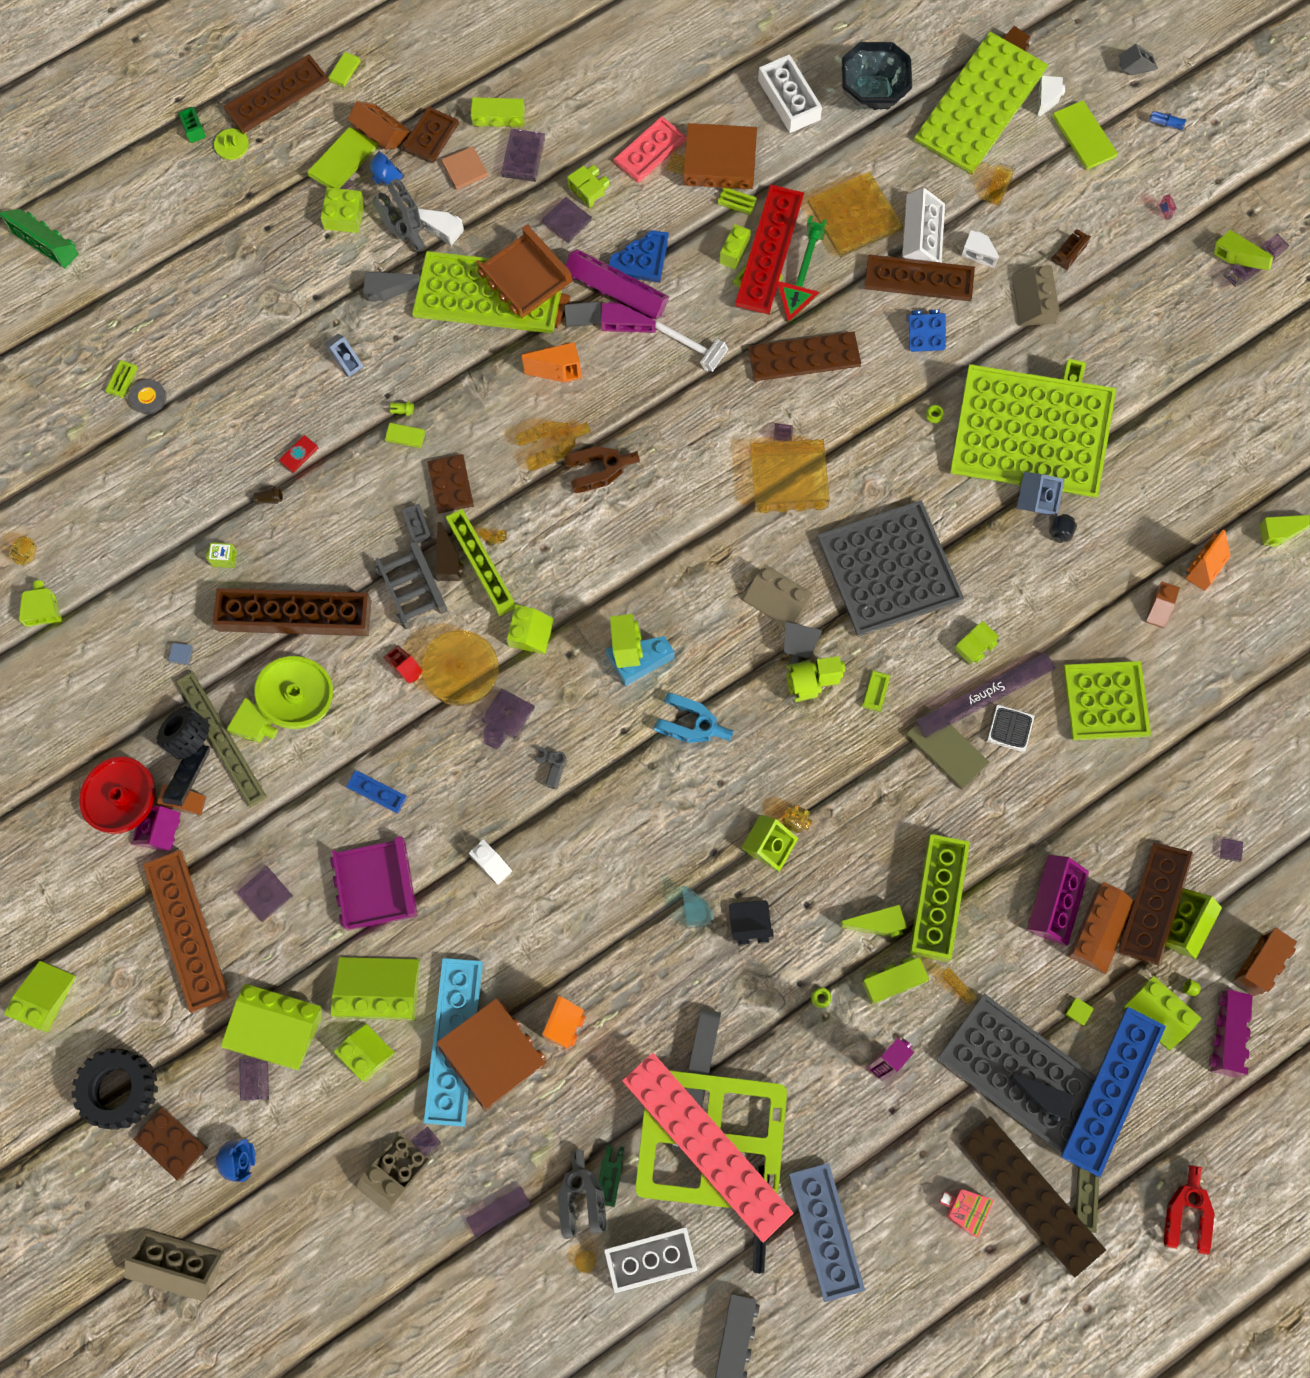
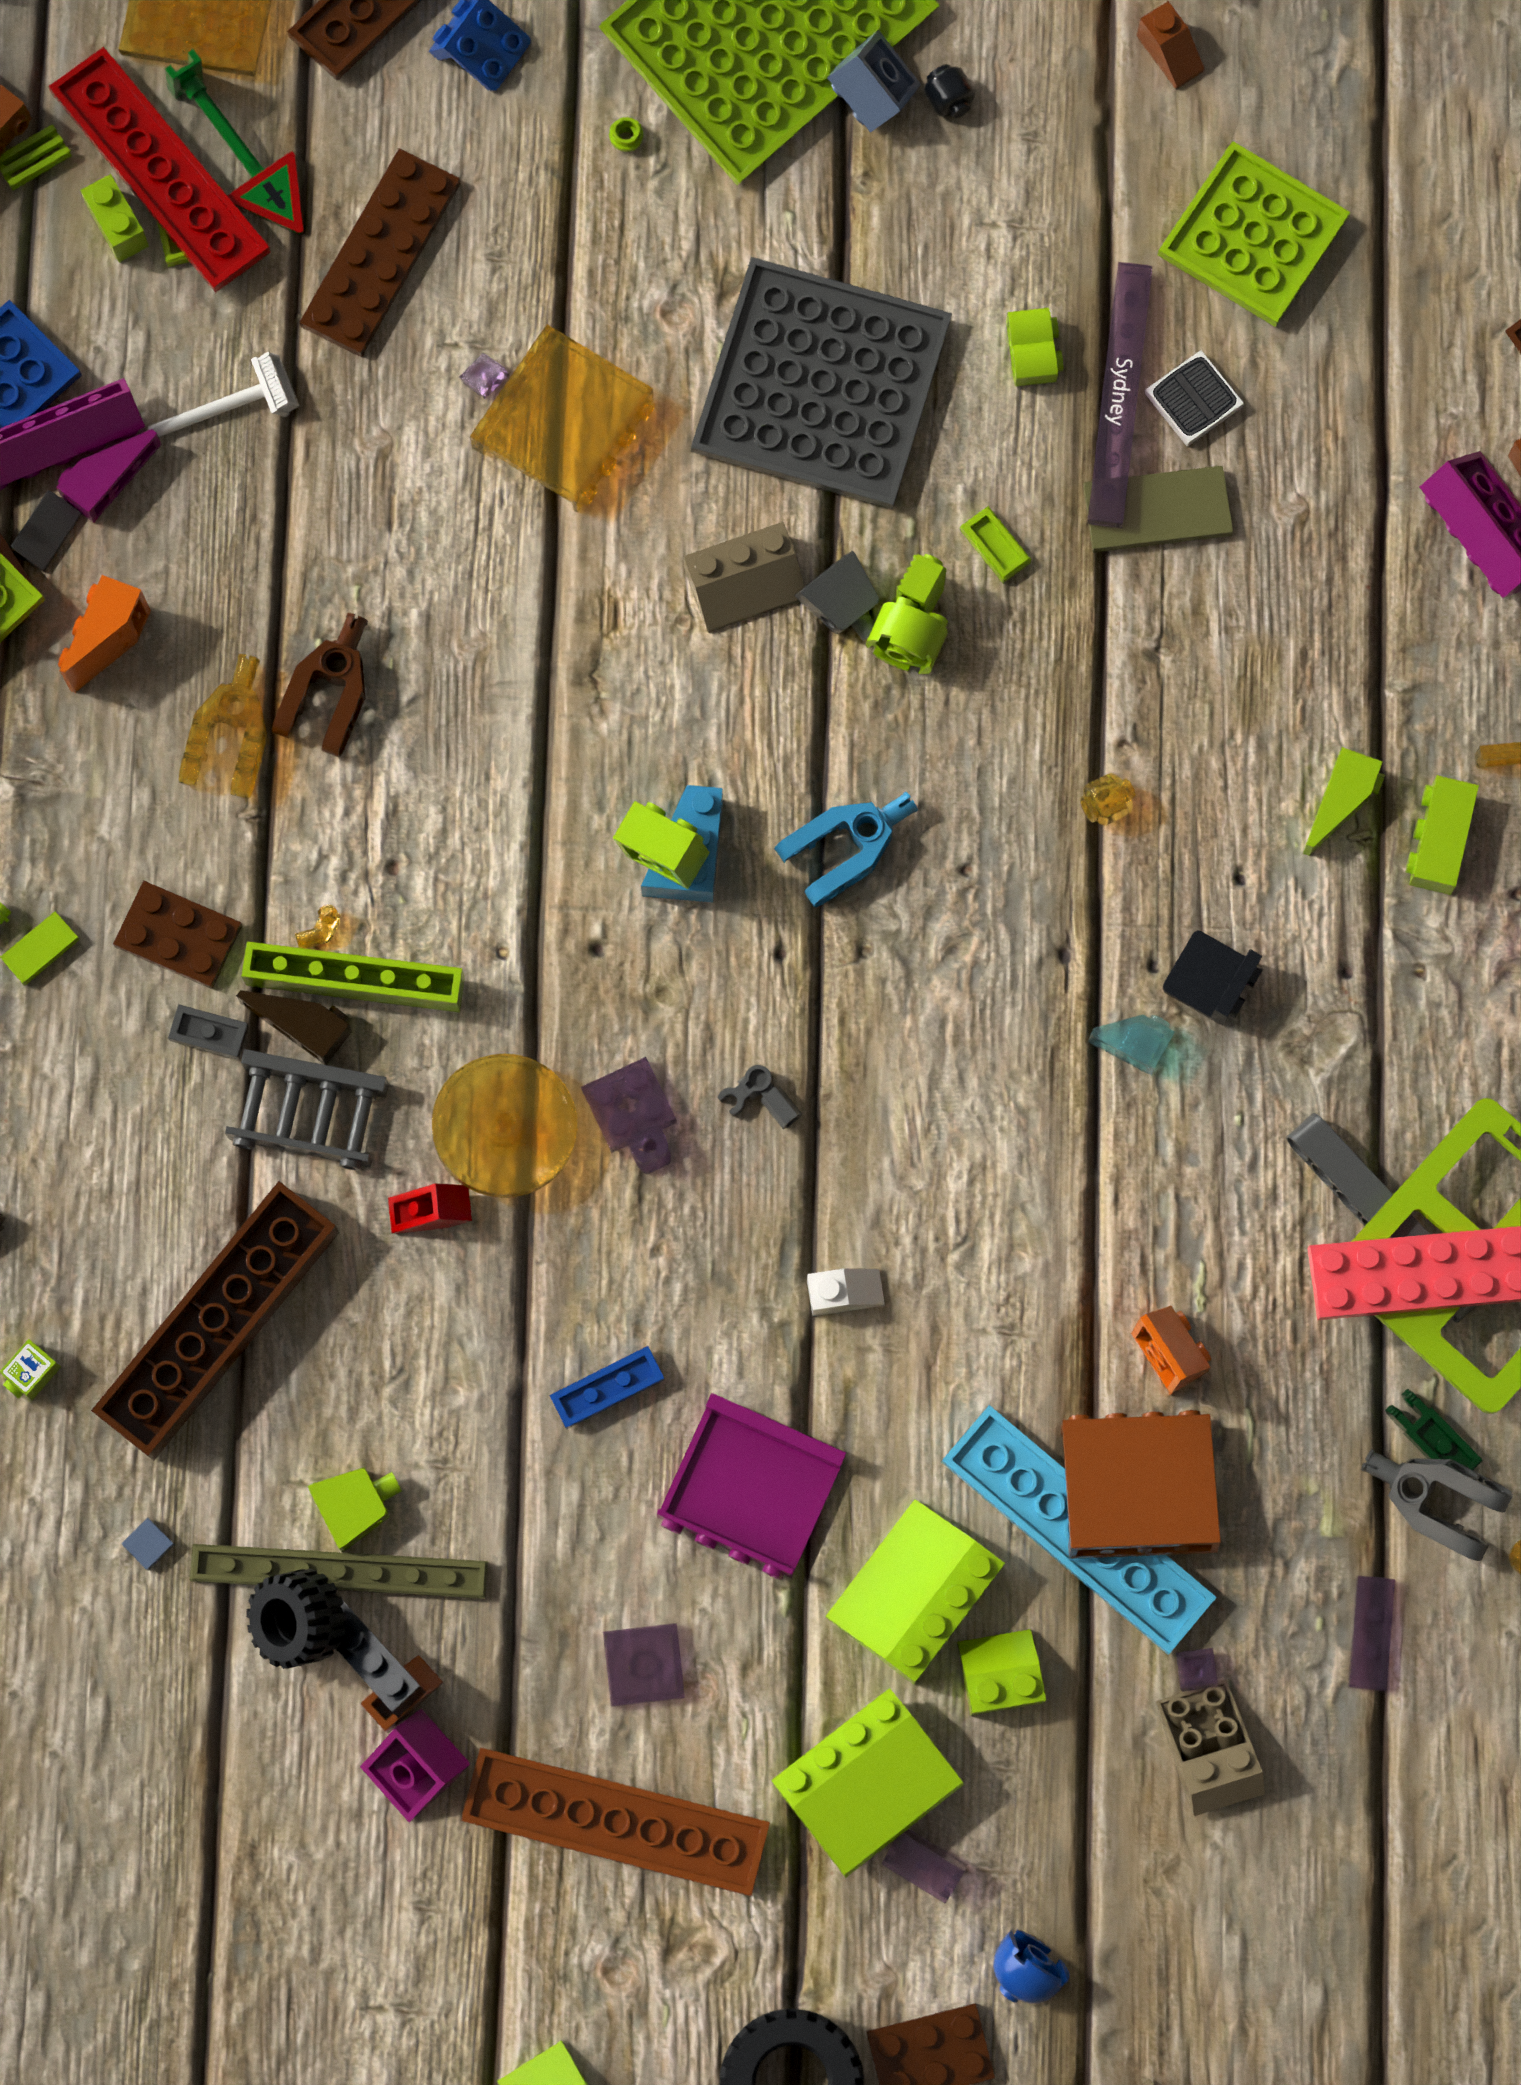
camera: 55 degrees left, 5 degrees up
(117, 795) = (319, 1788): red dish -> none
(293, 692) = (353, 1405): lime dish -> none
(529, 630) = (518, 980): lime slope -> none
(770, 842) = (1113, 863): lime slope -> none
(825, 993) = (1396, 947): lime plate -> none
(939, 898) = (1371, 684): lime brick -> none

